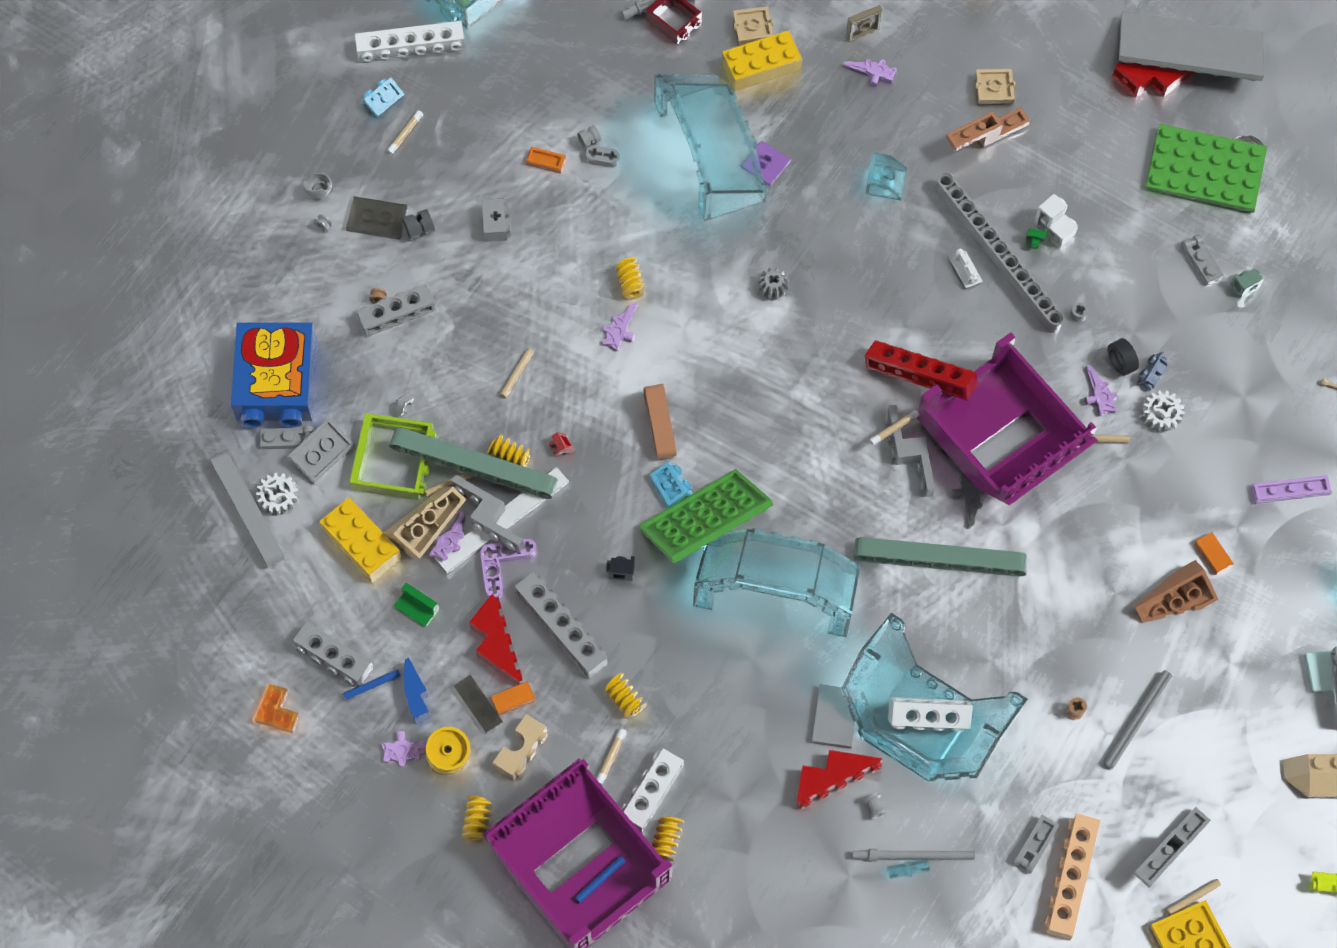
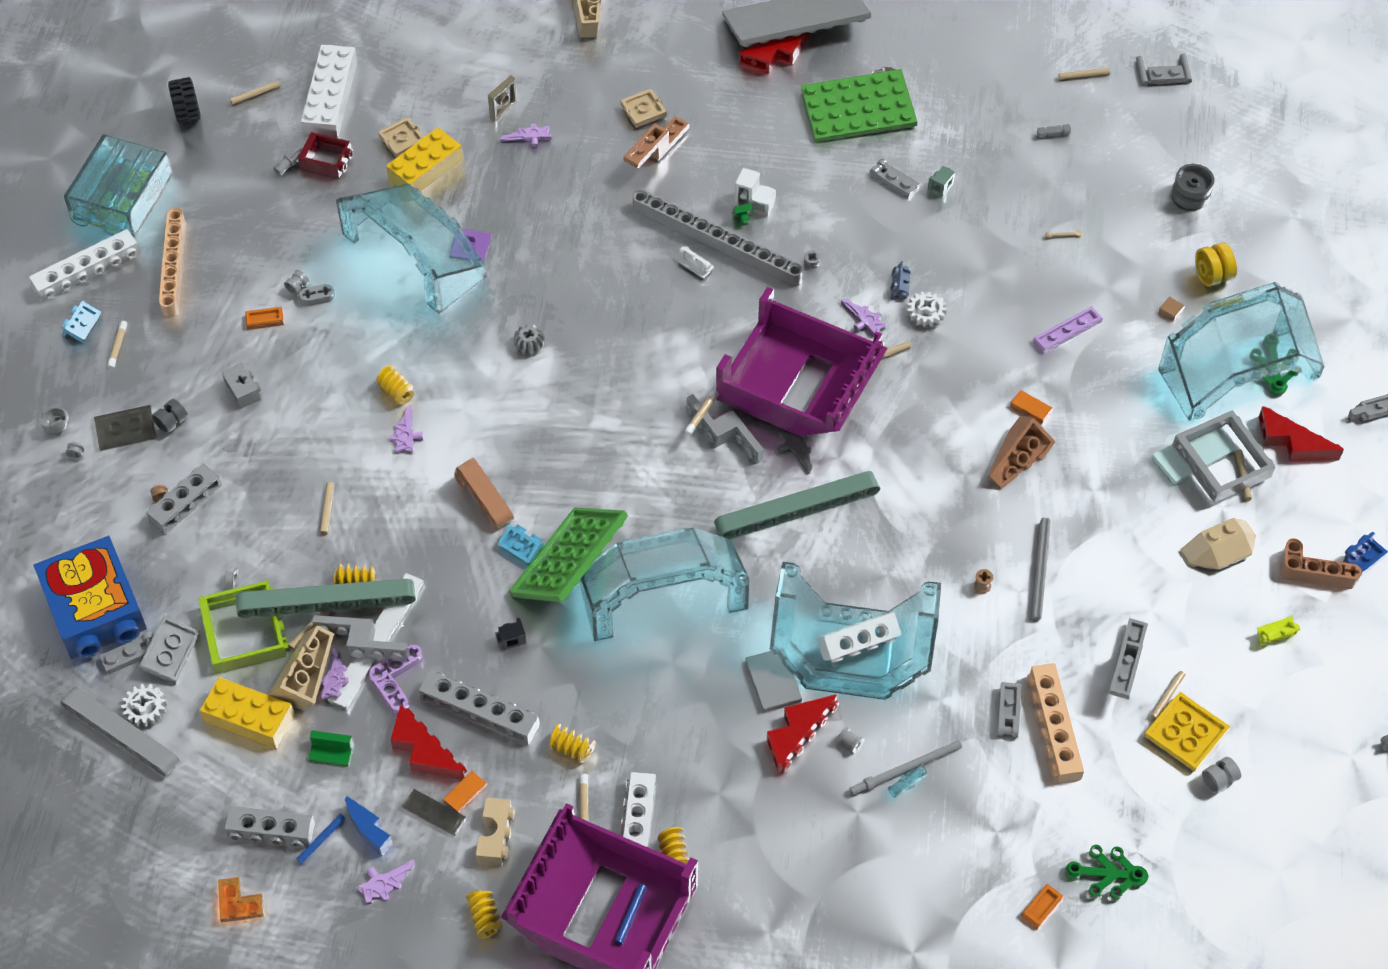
camera: 25 degrees left, 10 degrees down
(445, 762) = (426, 863): yellow wheel -> none
(491, 62) = (172, 262): none -> light nougat beam
(562, 442) = (400, 549): red tile -> none
(886, 177) = (584, 215): clear light blue slope -> none
(921, 370) = (699, 355): red brick -> none
(1123, 357) = (872, 270): black tyre -> none

